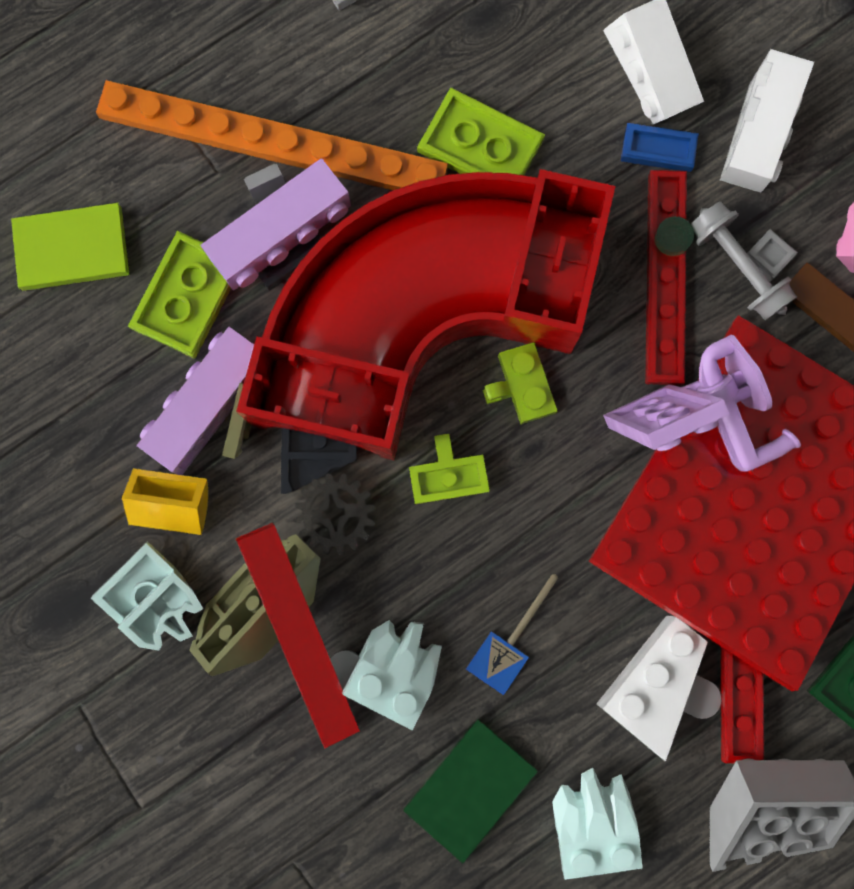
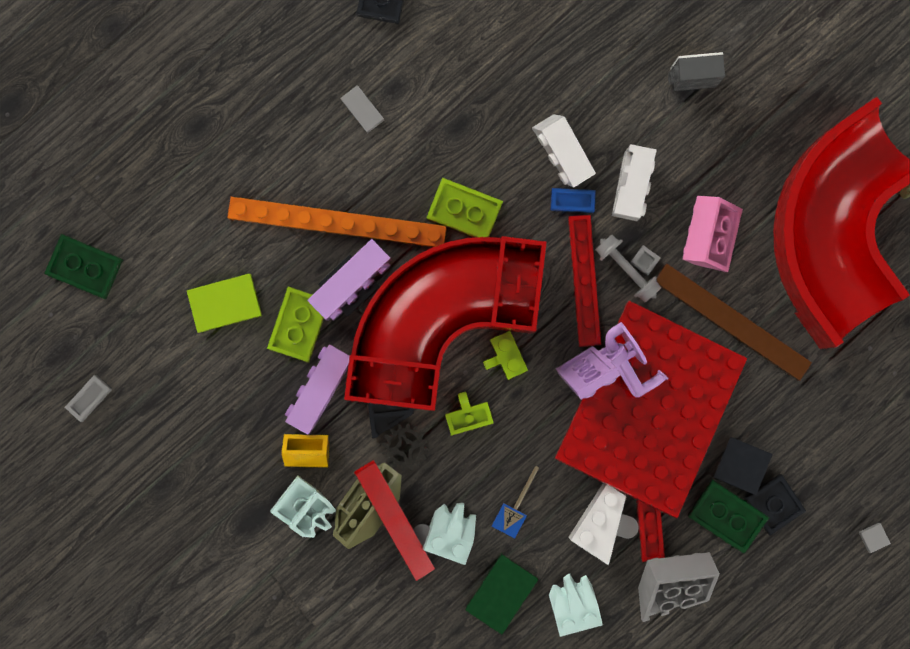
camera: 10 degrees left, 5 degrees up
(237, 430) = (342, 404): olive tile -> none
(264, 182) = (337, 251): light grey tile -> none
(674, 236) = (586, 257): clear green tile -> none

